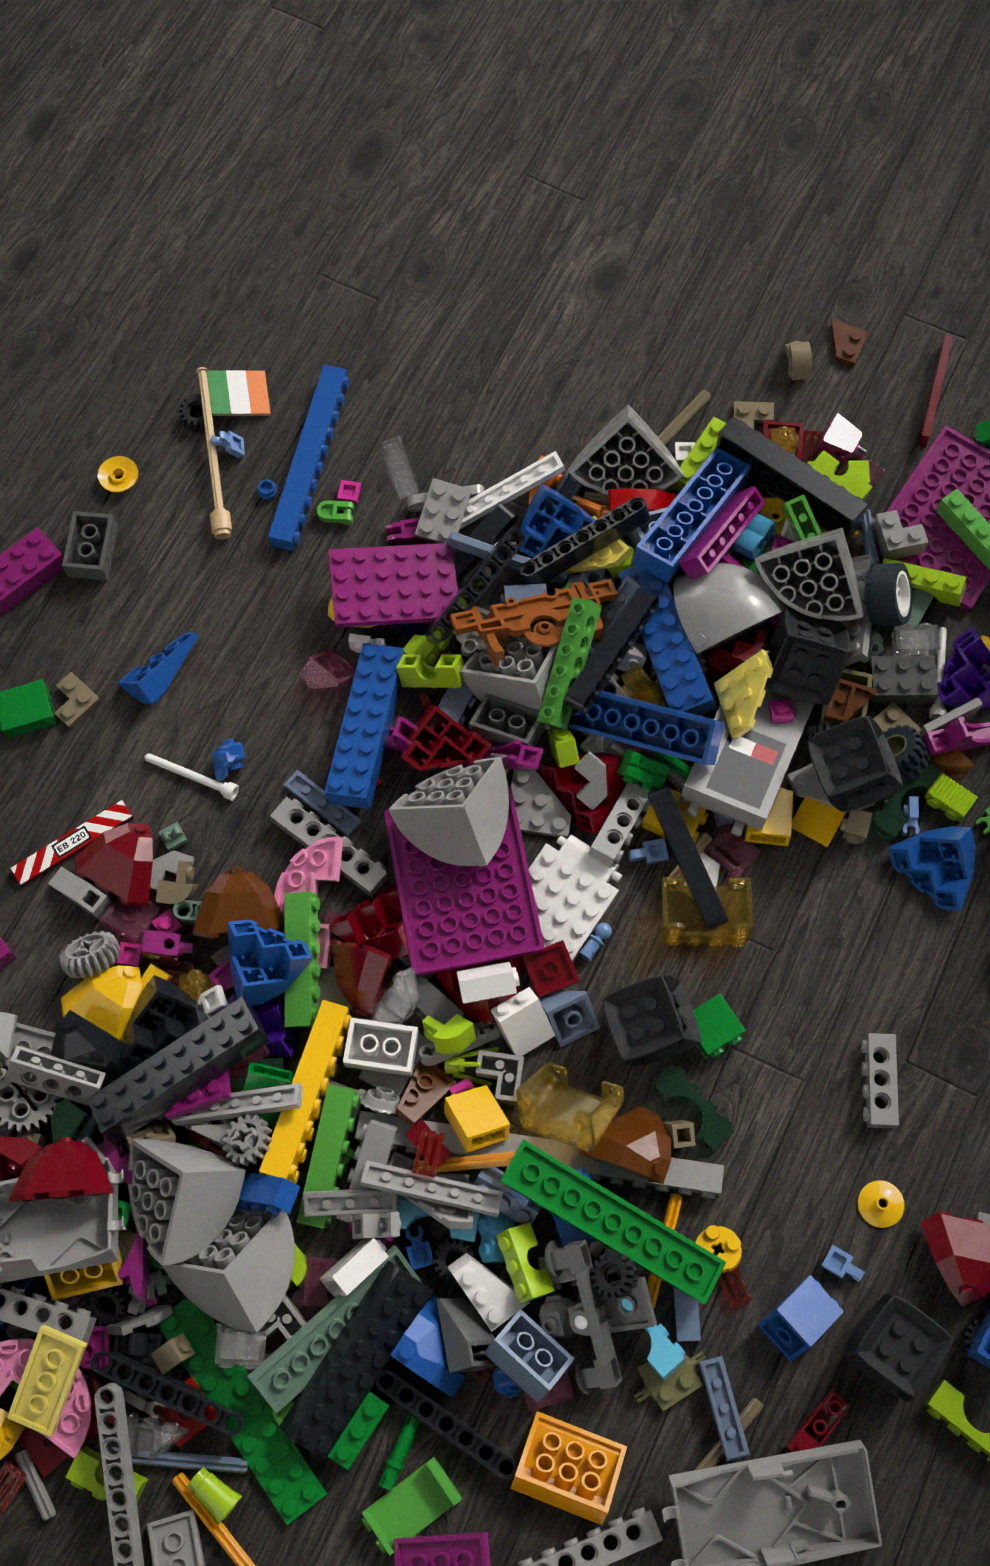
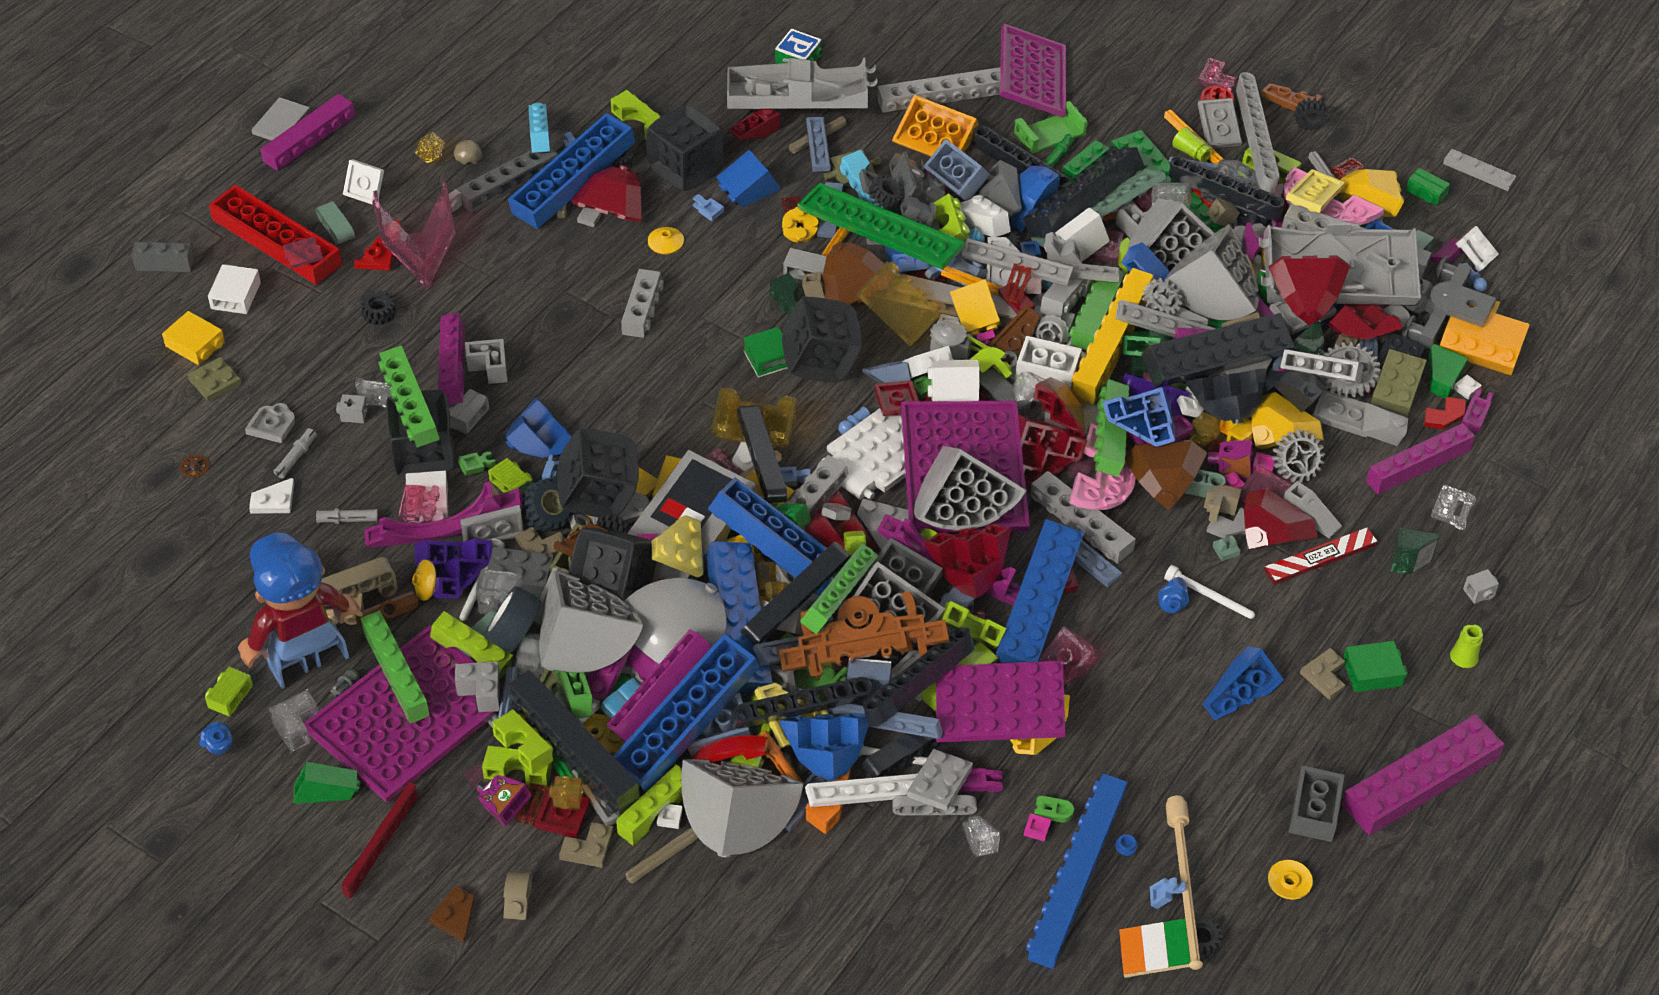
camera: 175 degrees left, 20 degrees down
(503, 1053) = (948, 333): none -> light grey piece

